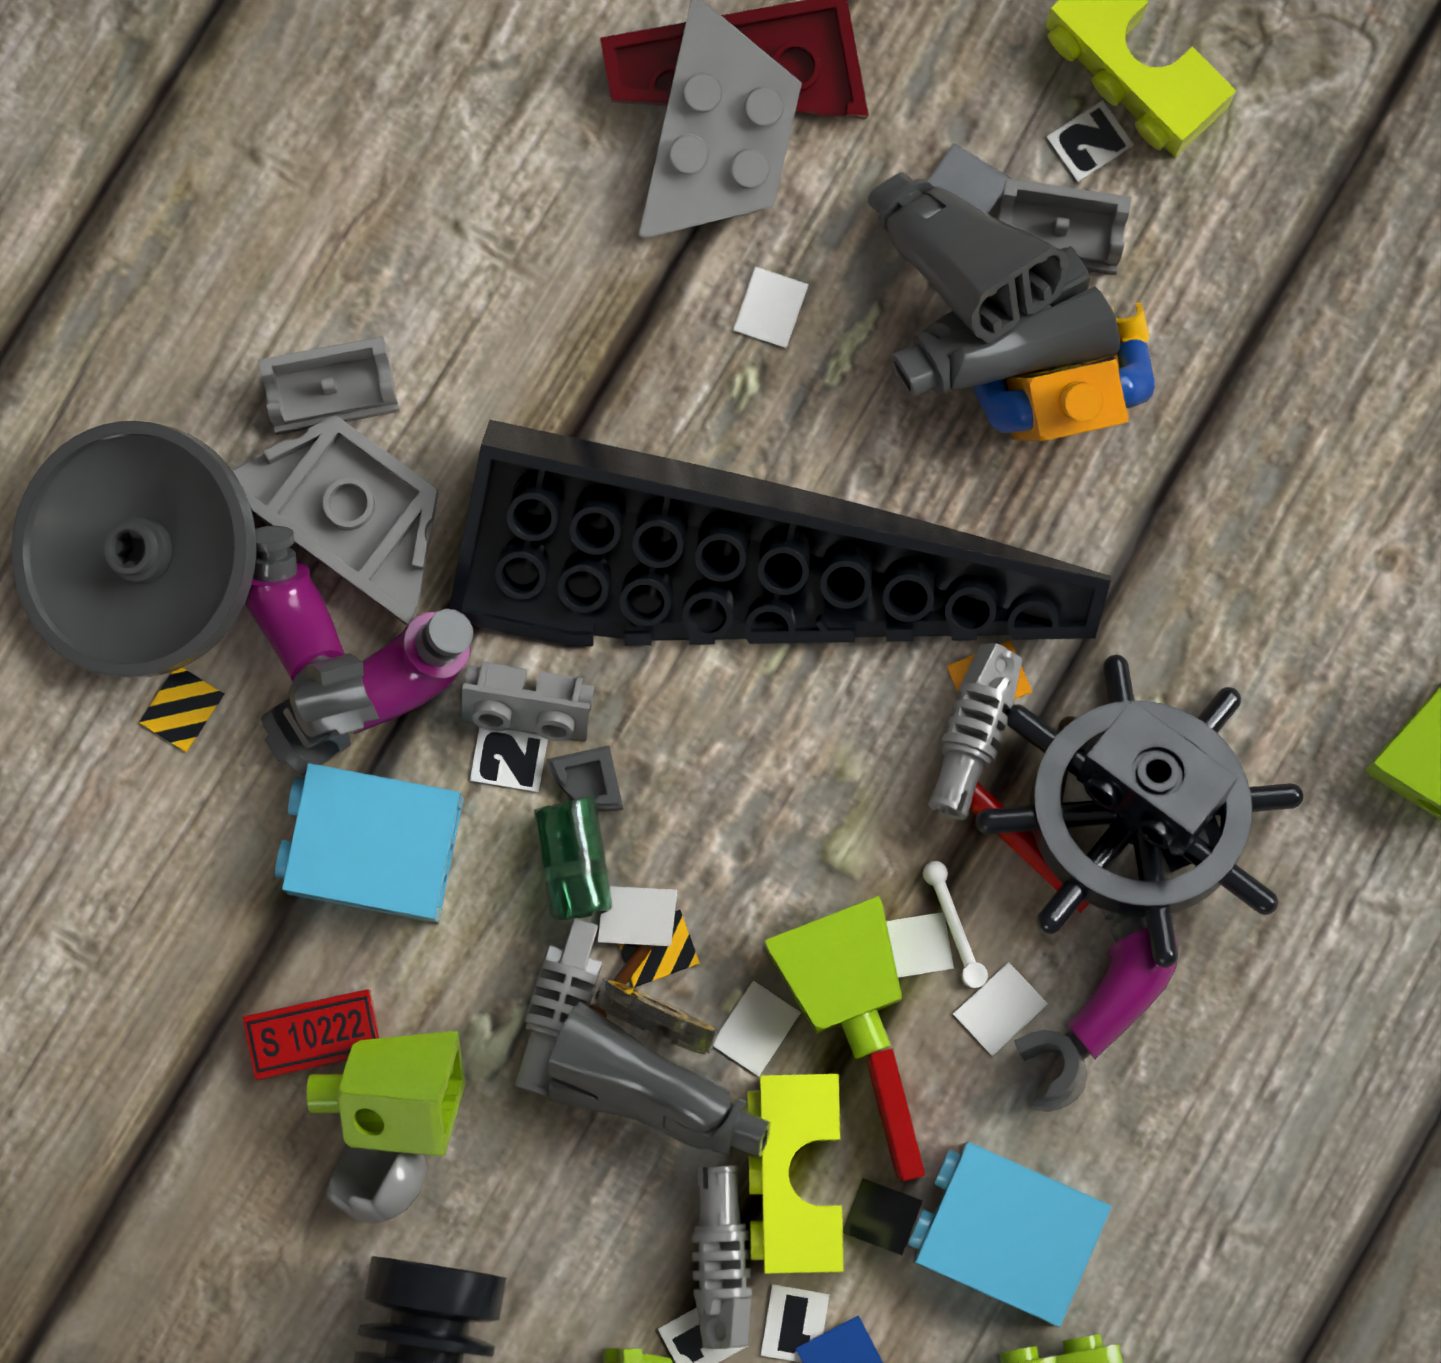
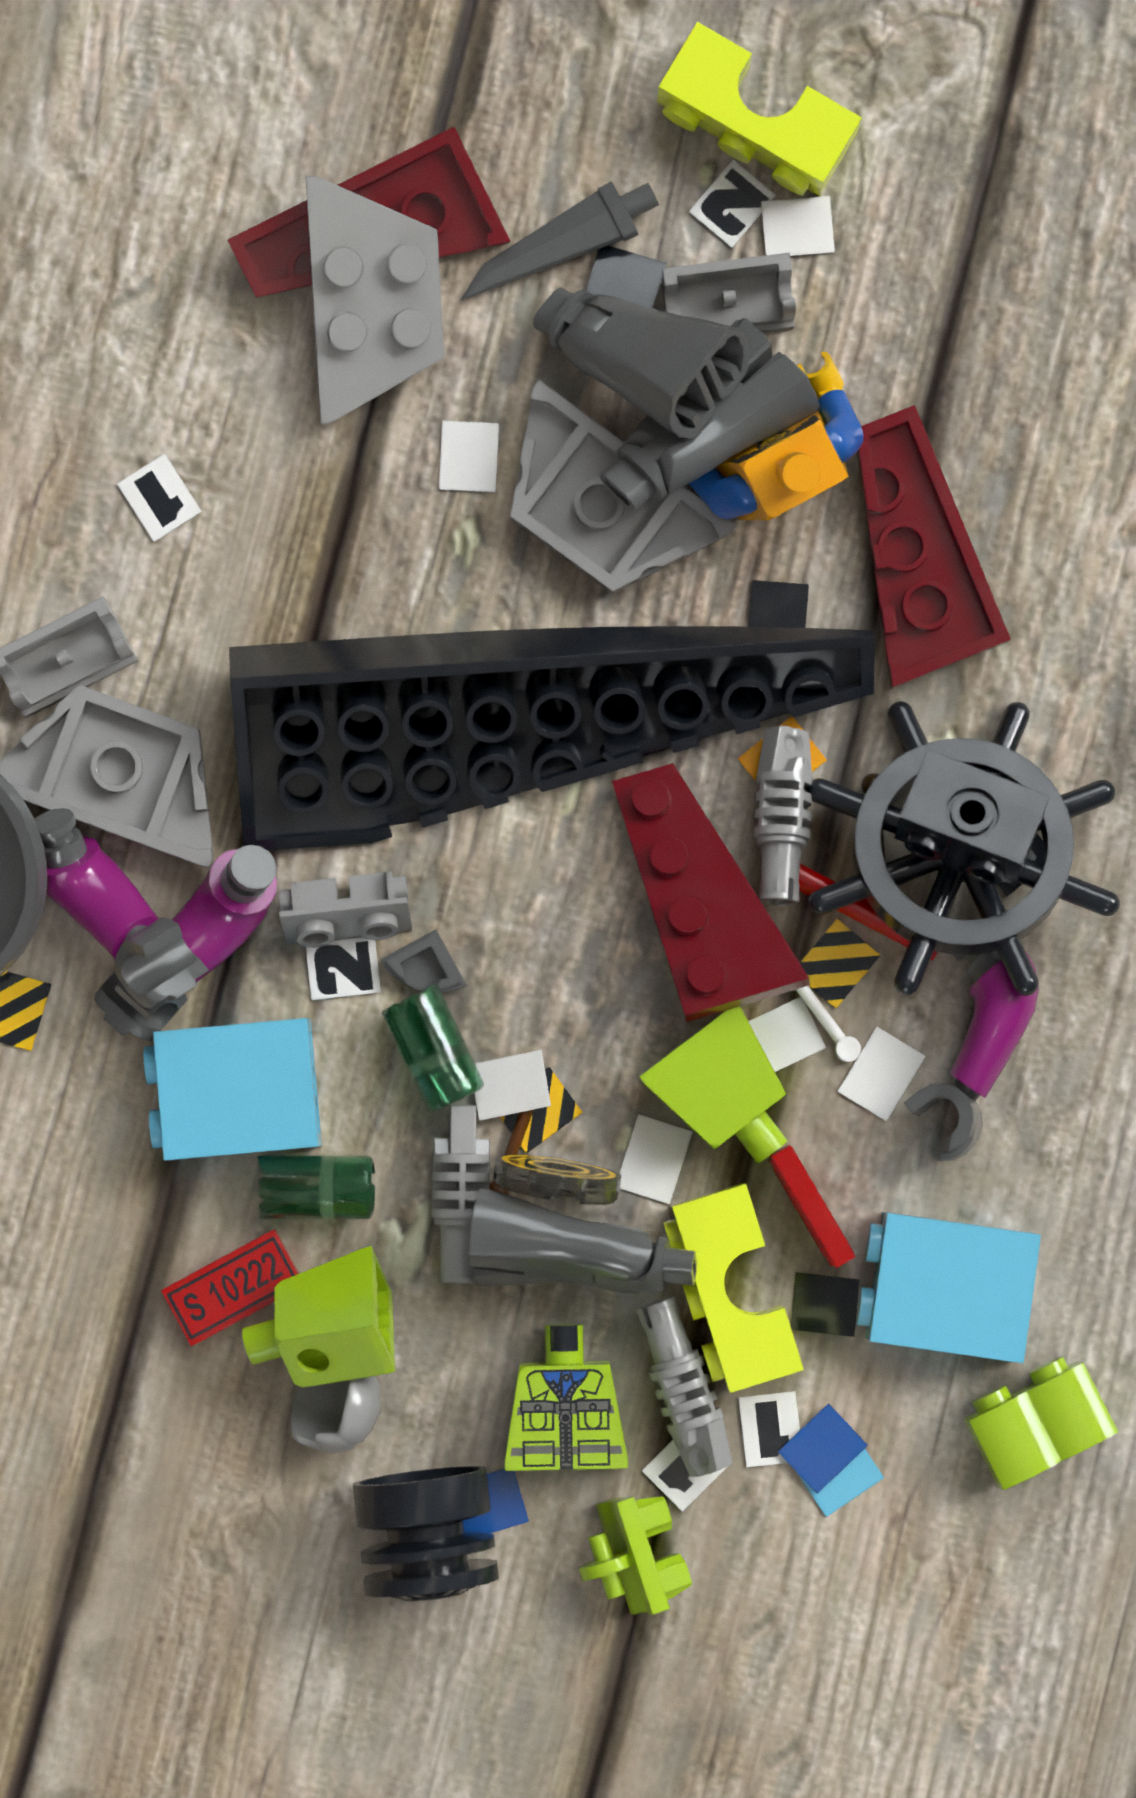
camera: 15 degrees left, 5 degrees up
(422, 960) = (316, 1186): none -> clear green arm
(464, 263) = (159, 497): none -> white sticker
(515, 1321) = (505, 1502): none -> blue sticker
(599, 1245) = (565, 1410): none -> torso
(860, 395) = (577, 517): none -> light grey wing
(873, 798) = (705, 911): none -> dark red wing
(939, 124) = (584, 228): none -> dark grey bar
(987, 890) = (838, 963): none -> sticker
(1028, 529) = (778, 604): none -> black sticker
(1148, 178) = (798, 226): none -> white sticker
(1179, 530) = (924, 564): none -> dark red wing

